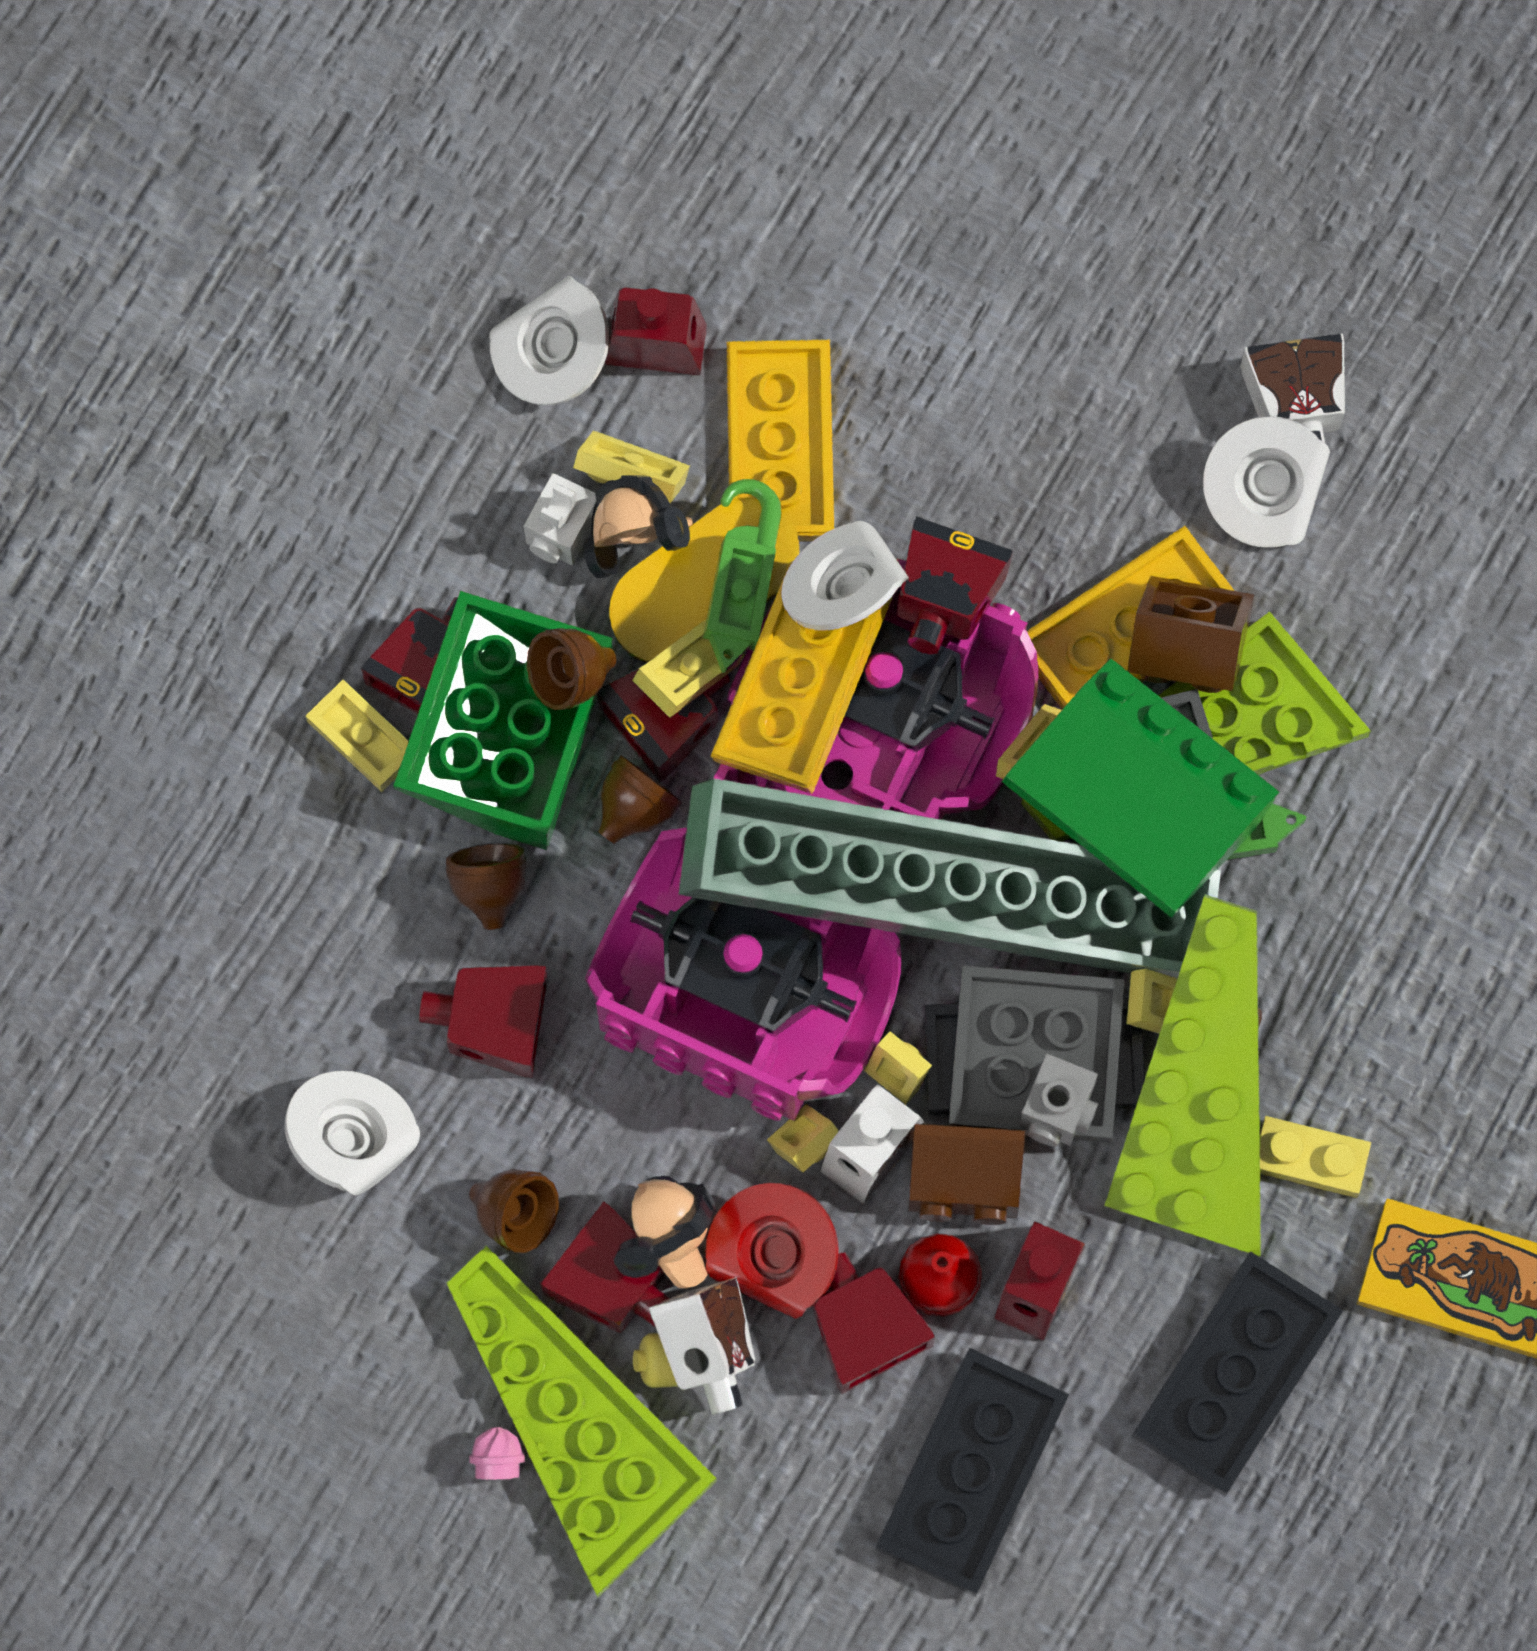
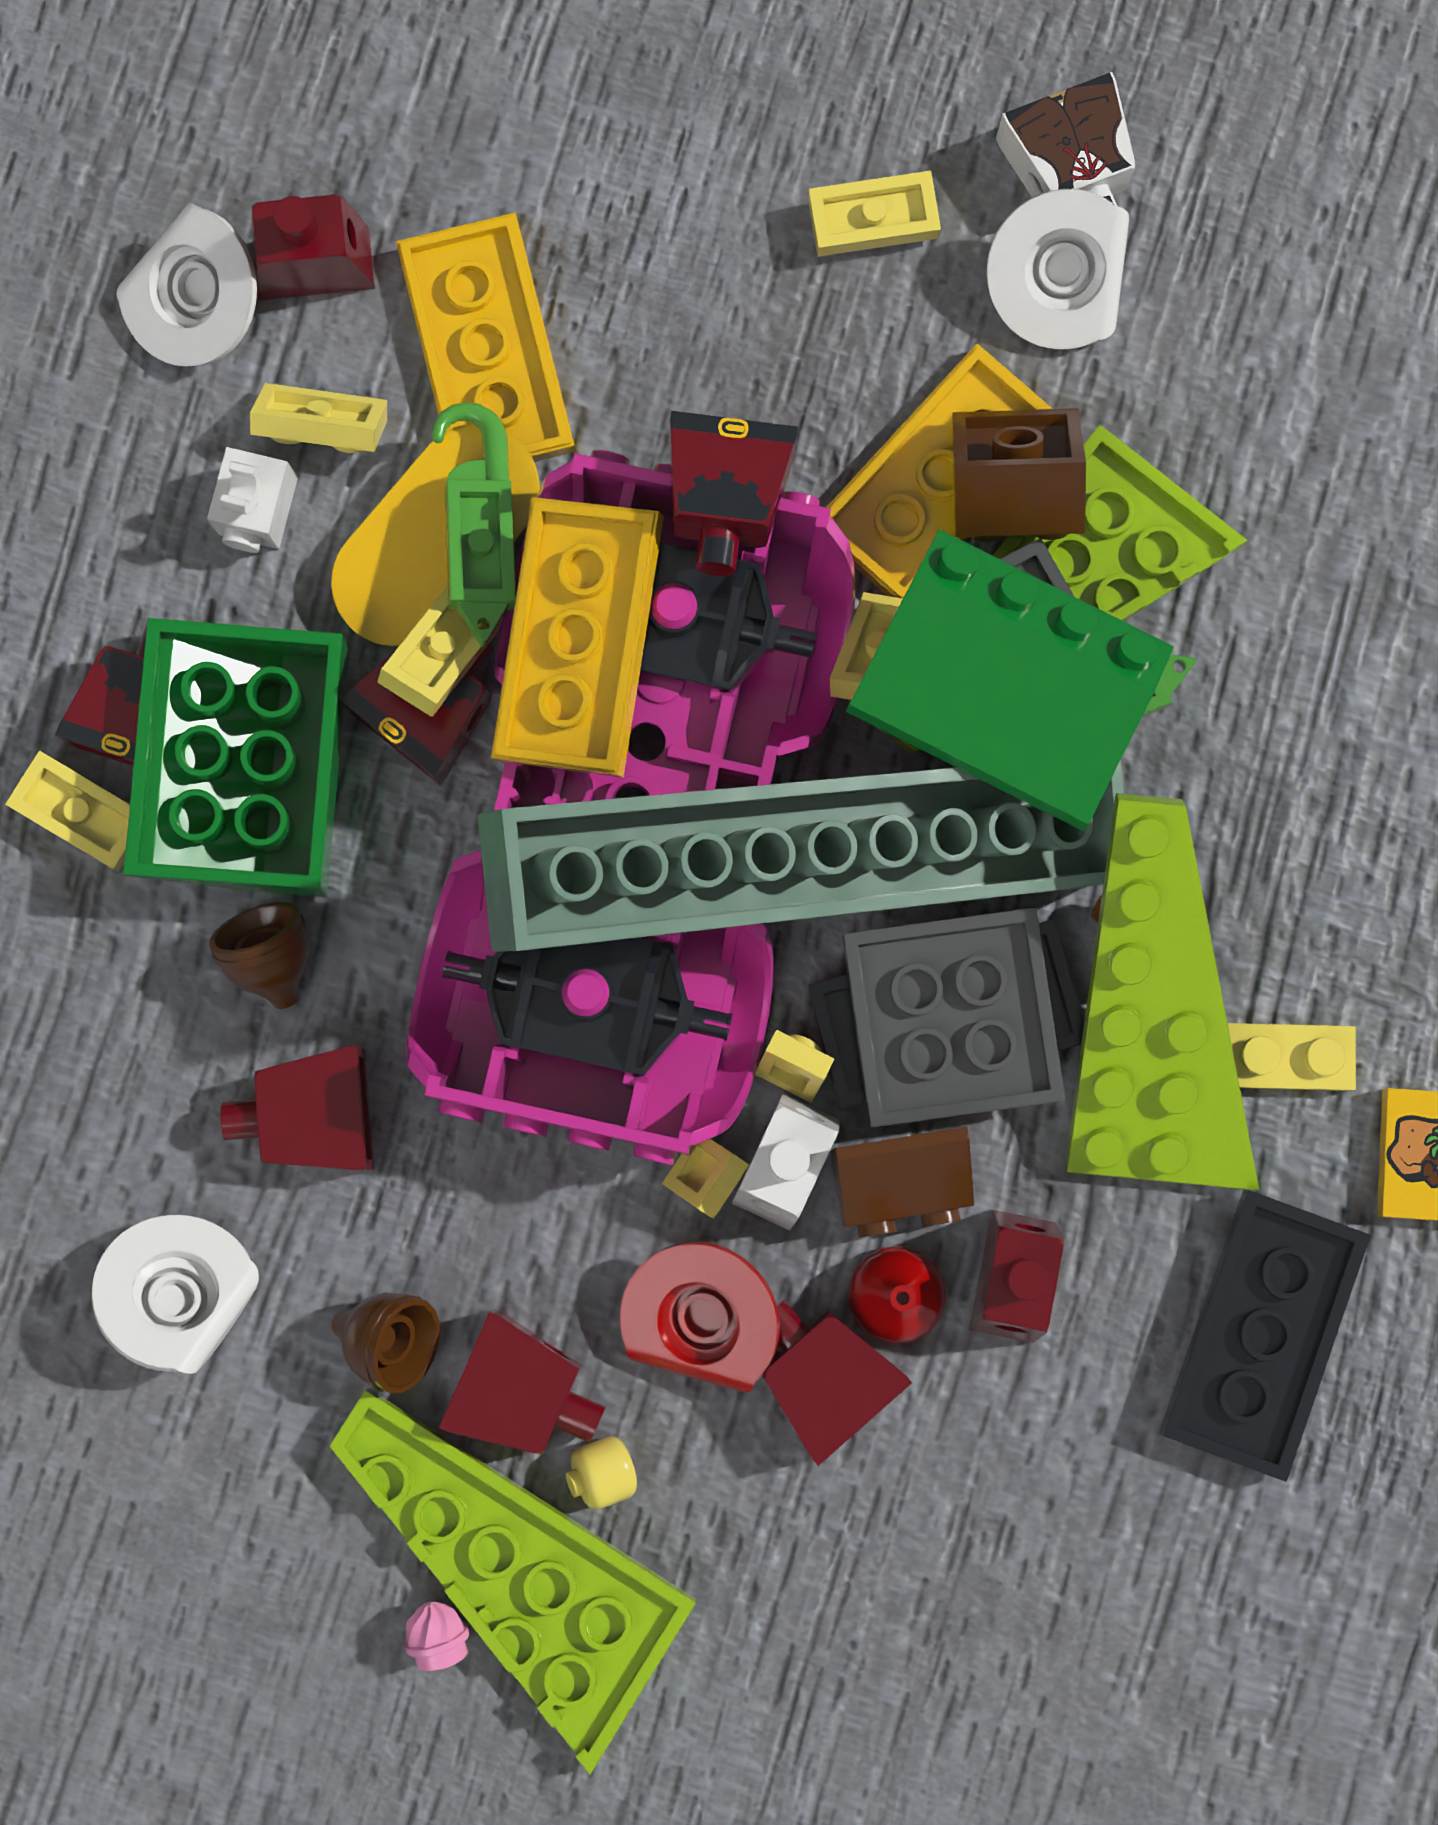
camera: 15 degrees left, 10 degrees up
(567, 667) = (296, 685): reddish brown helmet -> none
(632, 513) = (328, 475): cap -> none
(633, 802) = (415, 818): reddish brown helmet -> none
(669, 1226) = (573, 1326): cap -> none
(707, 1341) = (647, 1447): white torso -> none
(841, 578) = (599, 509): white hat -> none
(972, 1472) = (988, 1523): black plate -> none
(1059, 1102) = (998, 1079): light grey brick -> none
(1123, 404) = (874, 213): none -> light yellow plate
(1149, 999) = (1071, 921): light yellow plate -> none

